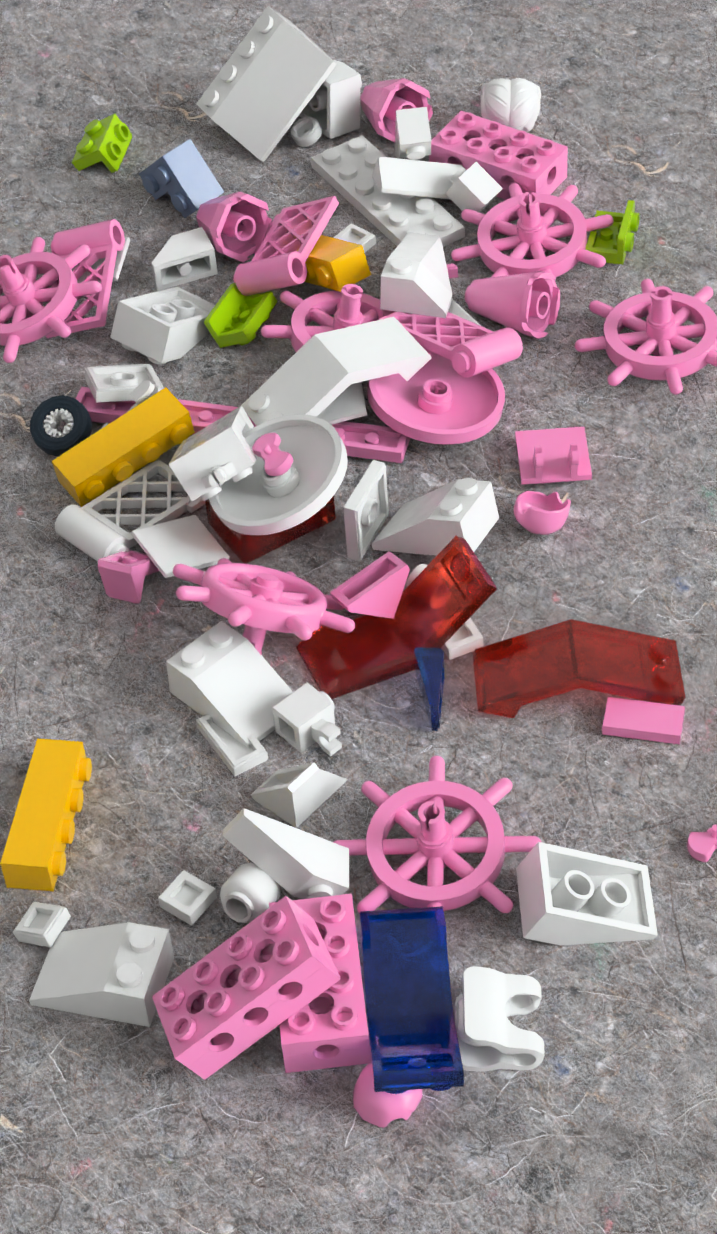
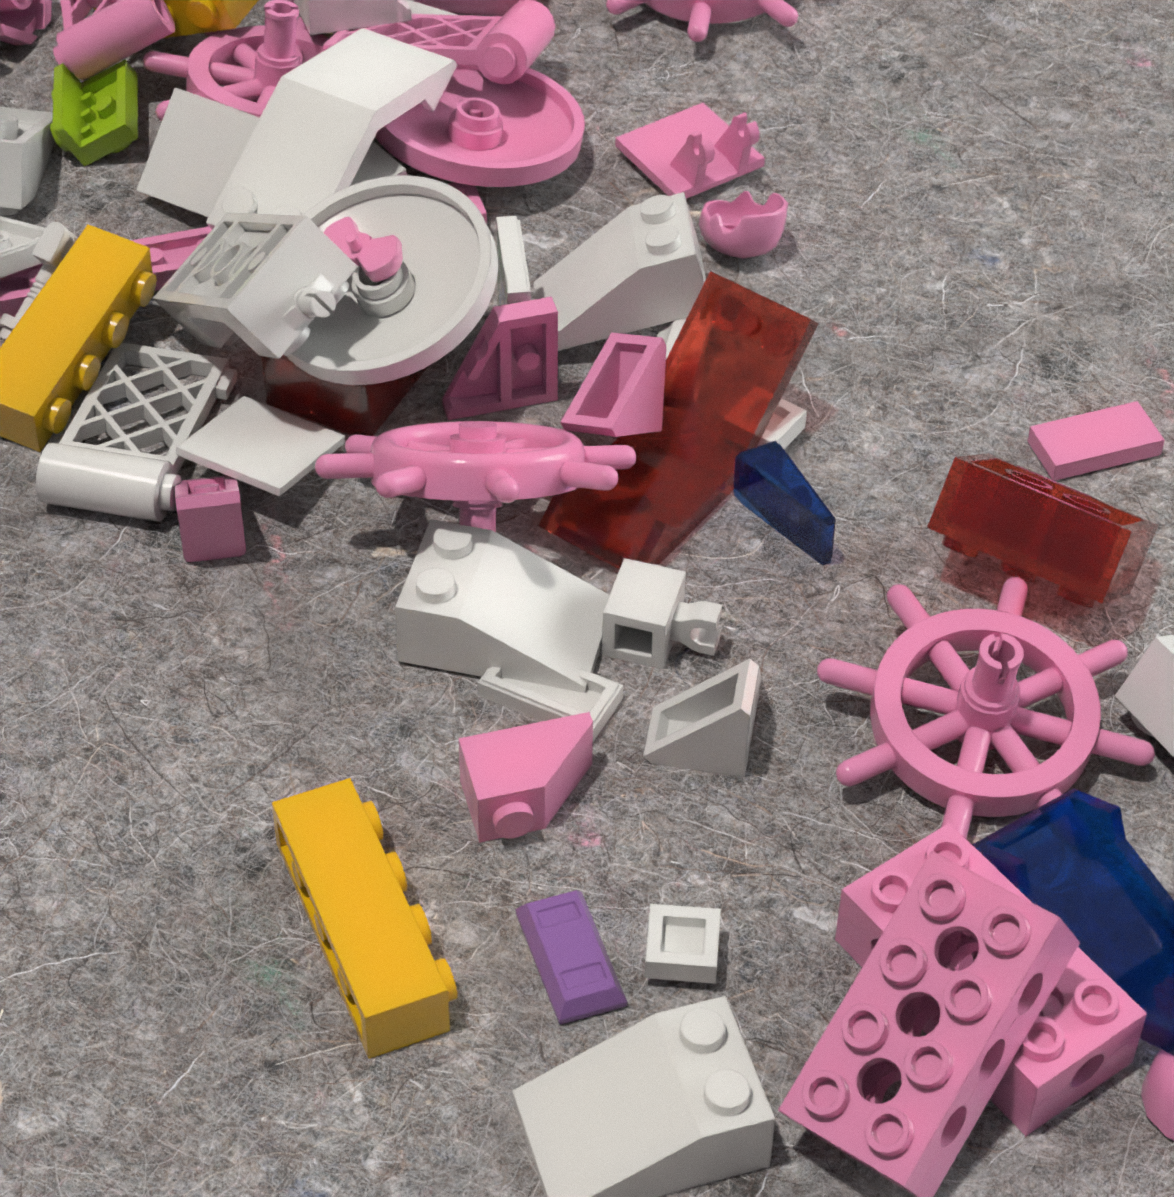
camera: 35 degrees left, 0 degrees up
(41, 924) = (483, 1087): white tile -> none
(135, 880) = (570, 957): none -> medium lavender tile
(177, 777) = (523, 774): none -> bright pink slope
(248, 893) = (776, 894): white head -> none
(264, 358) = (195, 151): none -> white slope
(291, 857) = (818, 808): white slope -> none
(337, 547) = (509, 362): none -> bright pink wing
(545, 757) = (1041, 529): none -> clear red brick
(576, 657) = (950, 399): clear red windscreen -> none

